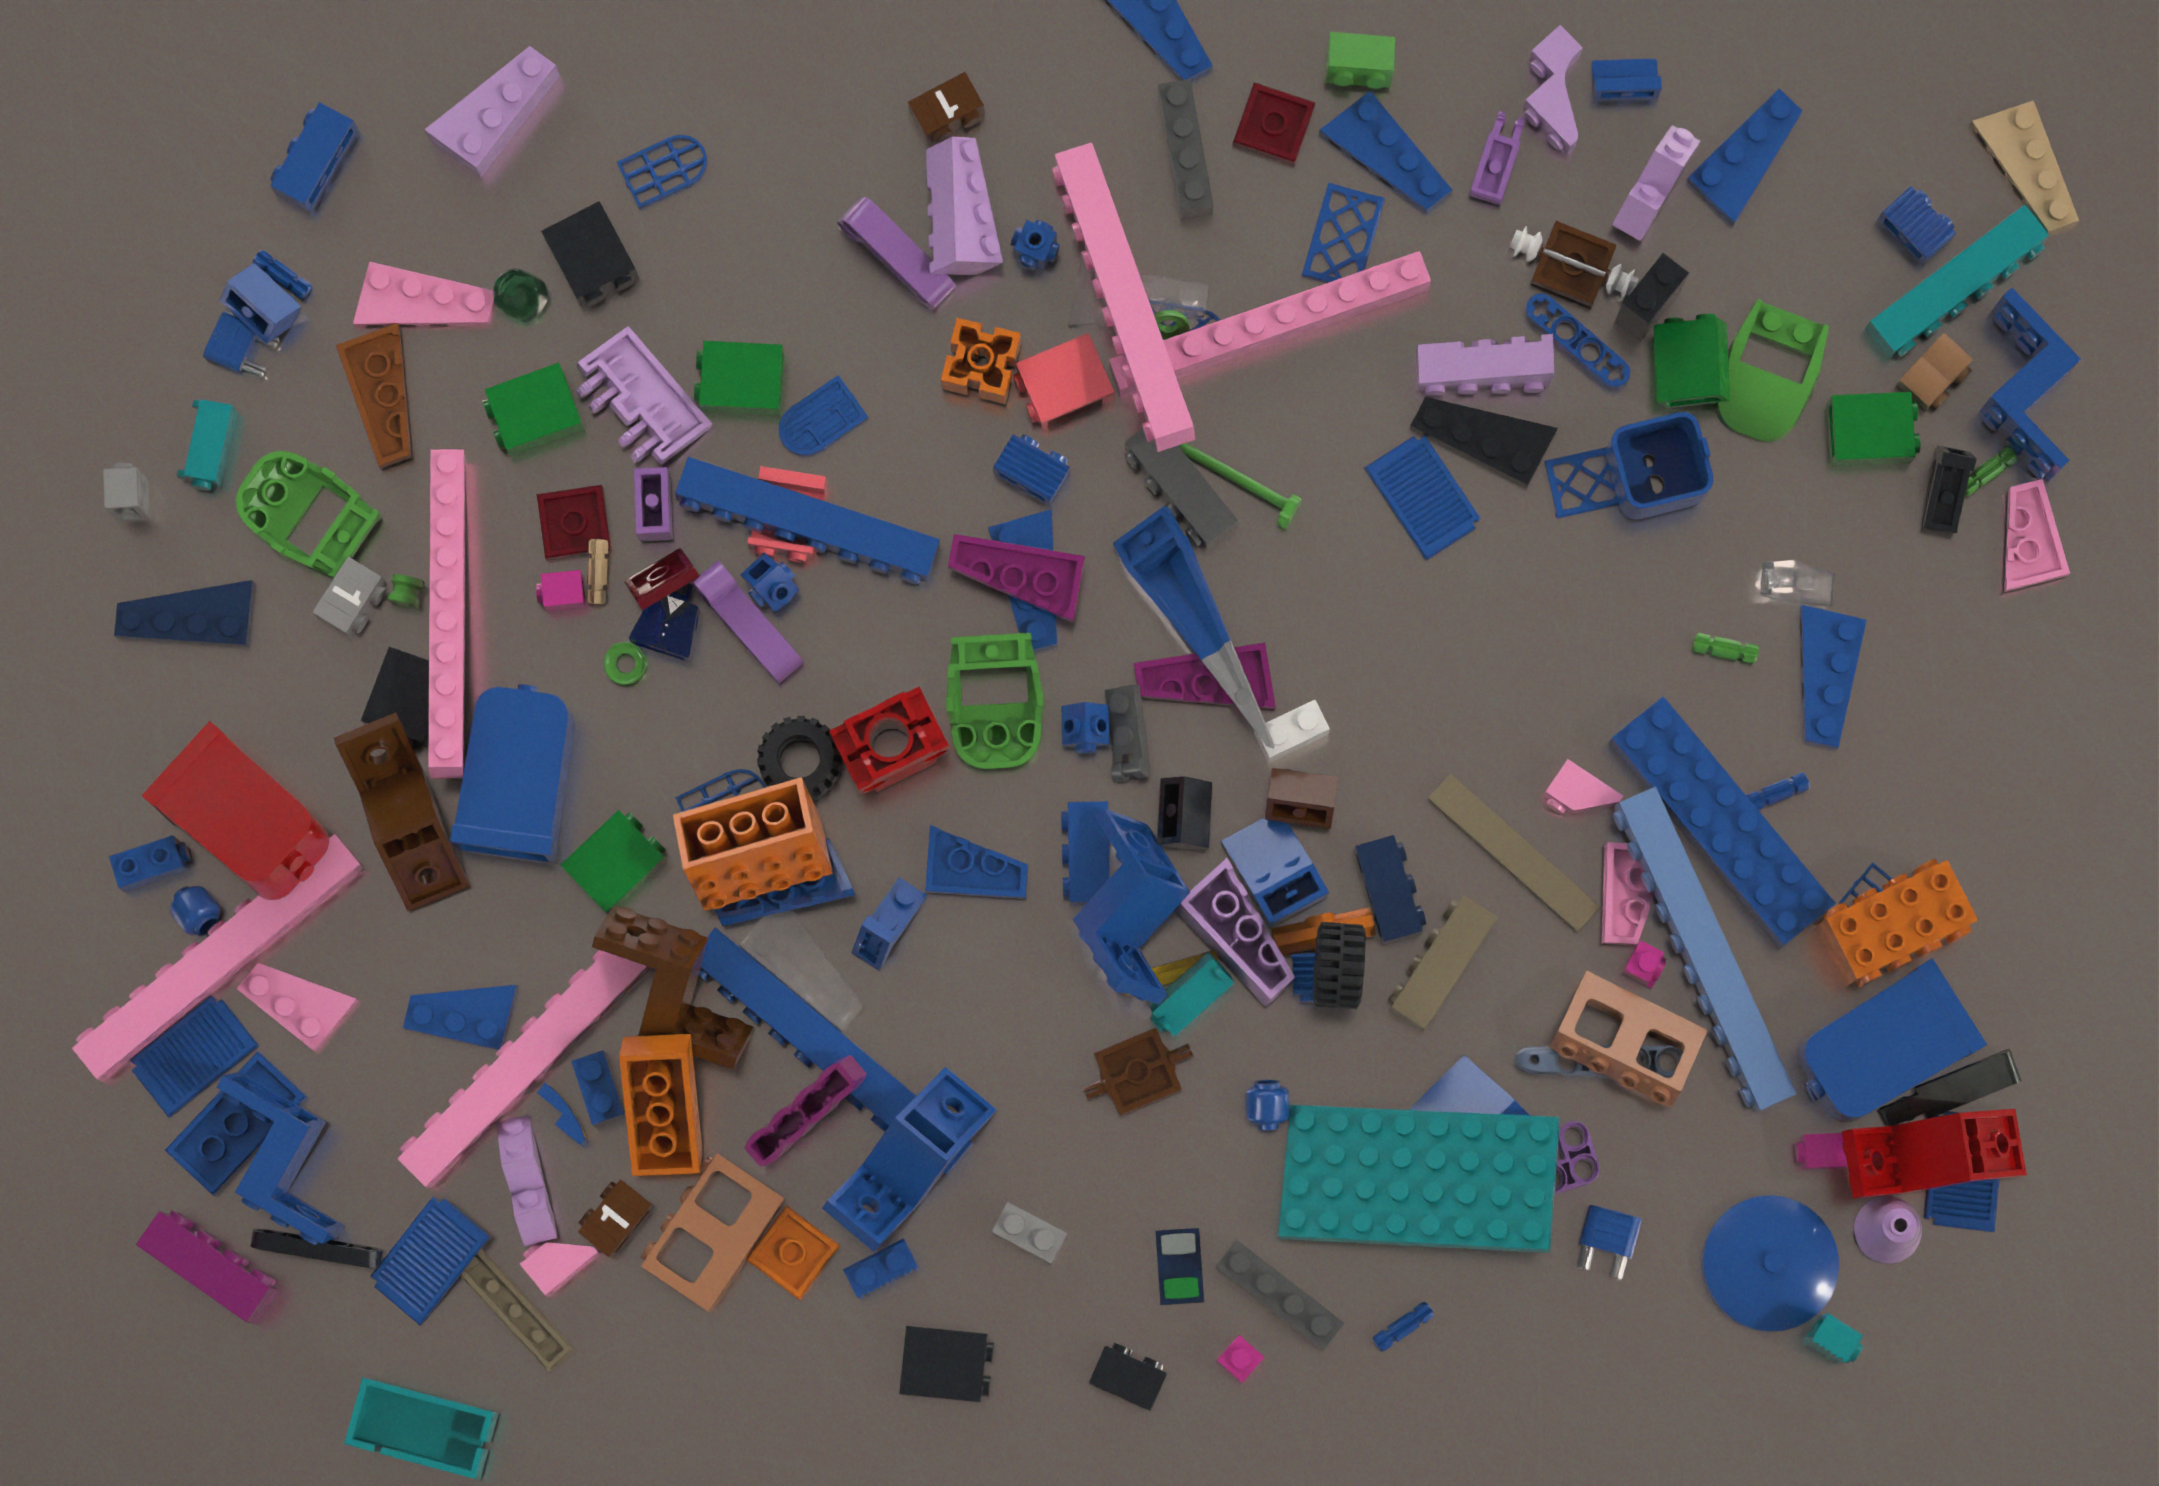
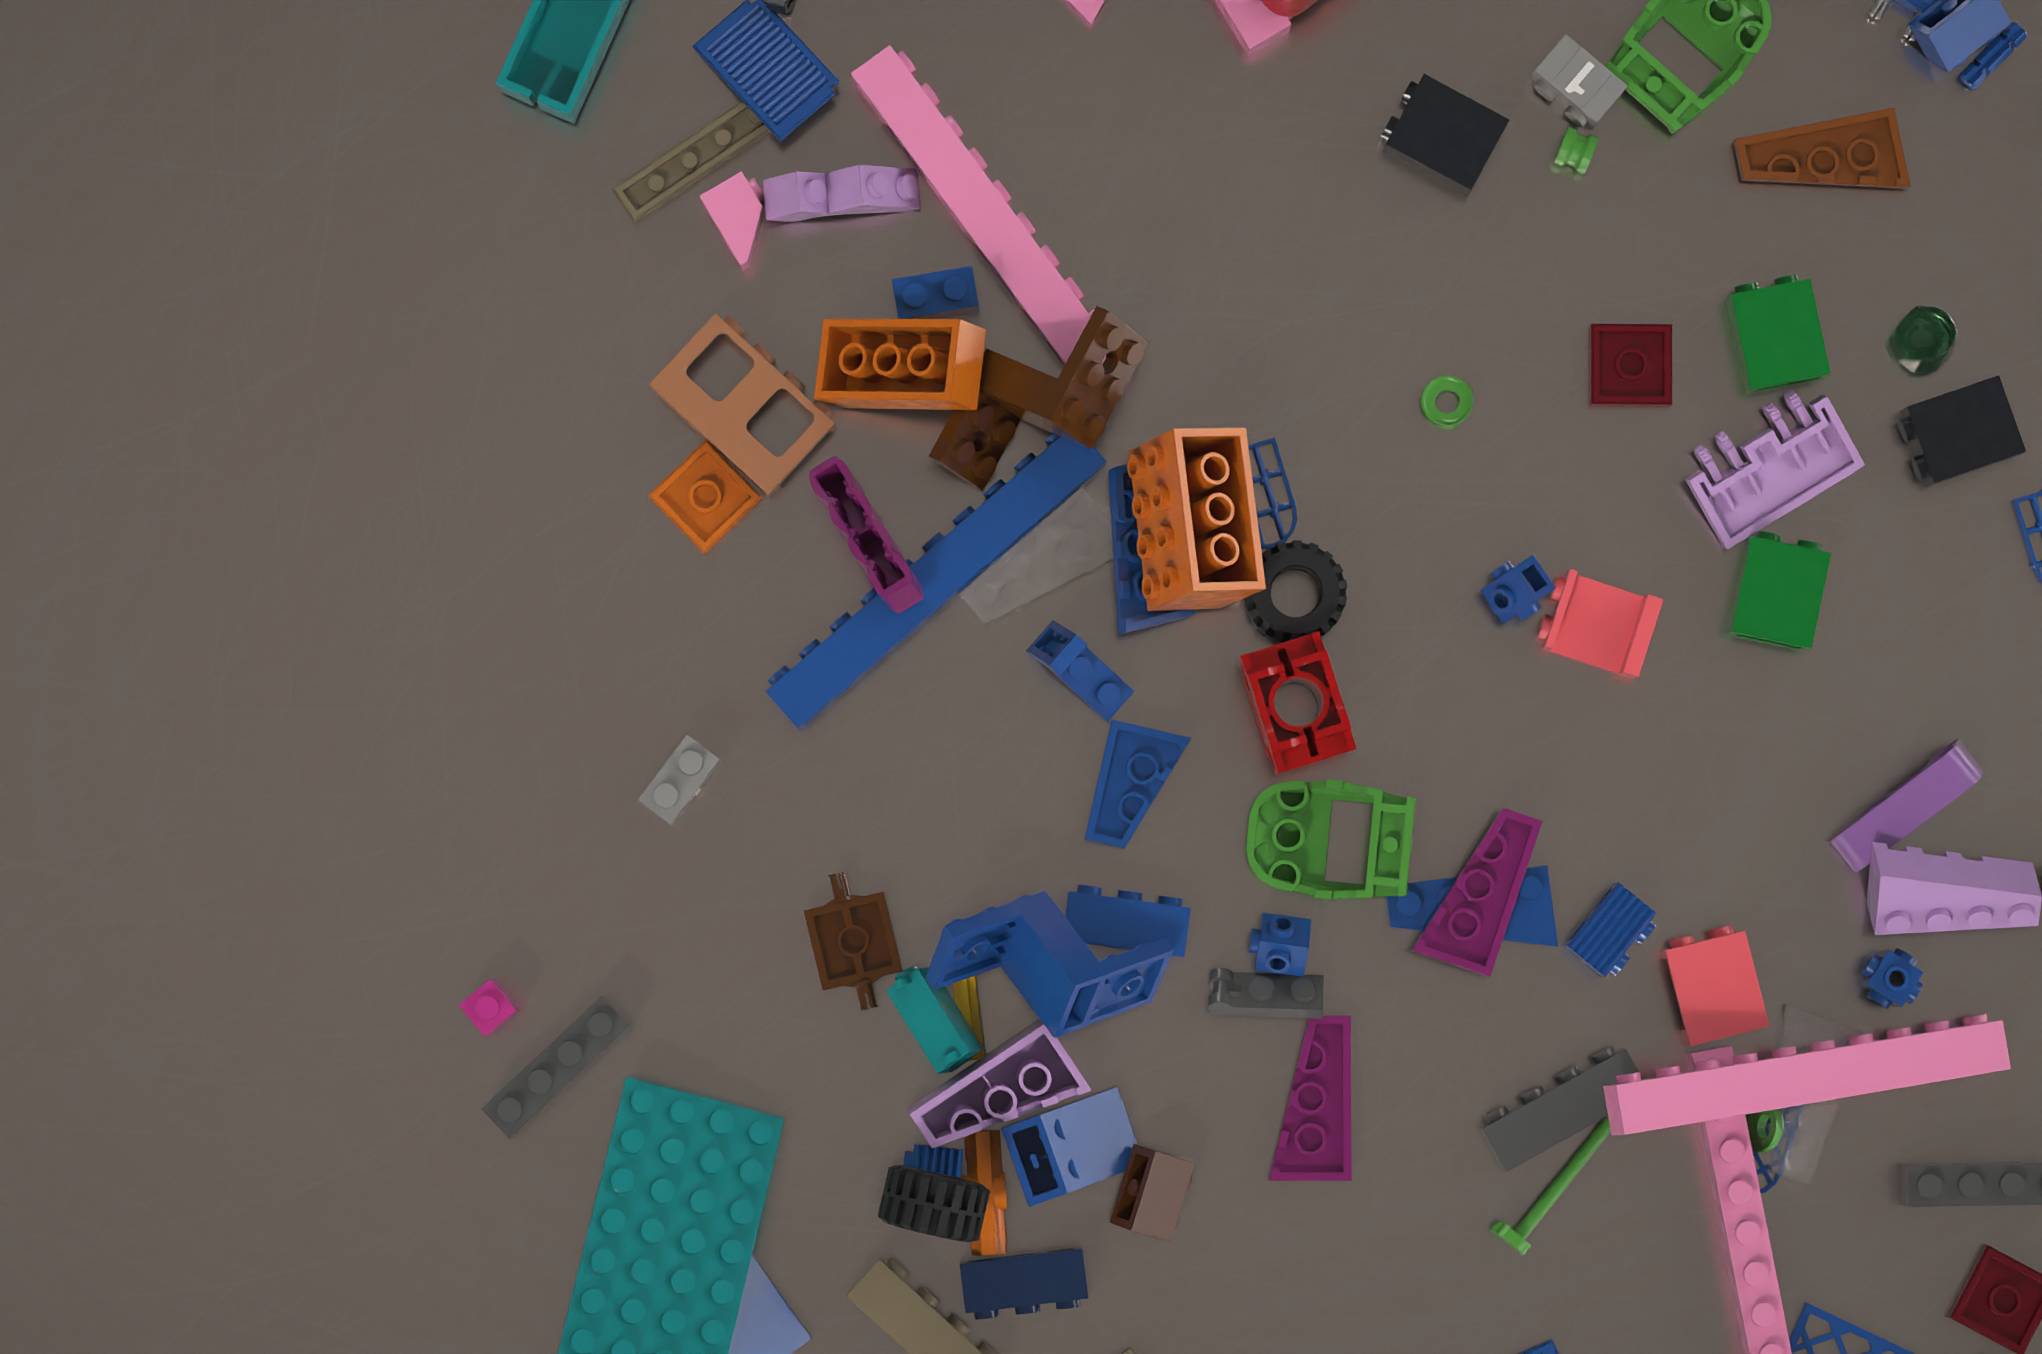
camera: 95 degrees right, 5 degrees up
(401, 811) = (1304, 106): reddish brown bracket -> none
(419, 299) = (1937, 213): bright pink wing -> none
(447, 614) = (1537, 193): bright pink brick -> none
(463, 1015) = (1050, 149): blue wing -> none
(515, 775) = (1329, 249): blue piece -> none
(561, 591) = (1547, 337): dark pink brick -> none
(568, 1121) = (902, 255): blue slope -> none
(597, 571) = (1565, 383): tan axle -> none
(614, 1218) = (779, 292): reddish brown brick -> none
(615, 861) = (1206, 353): green brick -> none
(653, 504) = (1637, 462): medium lavender brick -> none
(661, 578) = (1542, 458): dark red tile -> none
(669, 626) = (1487, 461): clear blue torso -> none
(747, 622) = (1473, 555): medium lavender beam -> none
(807, 520) = (1588, 647): blue brick -> none
(820, 418) = (1714, 682): blue window -> none
(881, 1269) = (666, 597): blue brick -> none
(909, 1159) = (788, 649): blue bracket -> none
(945, 1364) = (542, 656): black brick -> none
(971, 342) = (1778, 877): orange brick -> none
(1128, 1377) = (491, 871): black brick -> none
(1170, 574) = (1450, 1079): blue plate -> none
(1179, 1266) = (614, 954): piece -> none
(1184, 813) = (1156, 1047): black brick -> none
(1267, 1104) = (788, 1090): blue head -> none
(1294, 730) = (1236, 1195): white brick -> none
(1403, 1326) = (498, 1209): blue axle -> none

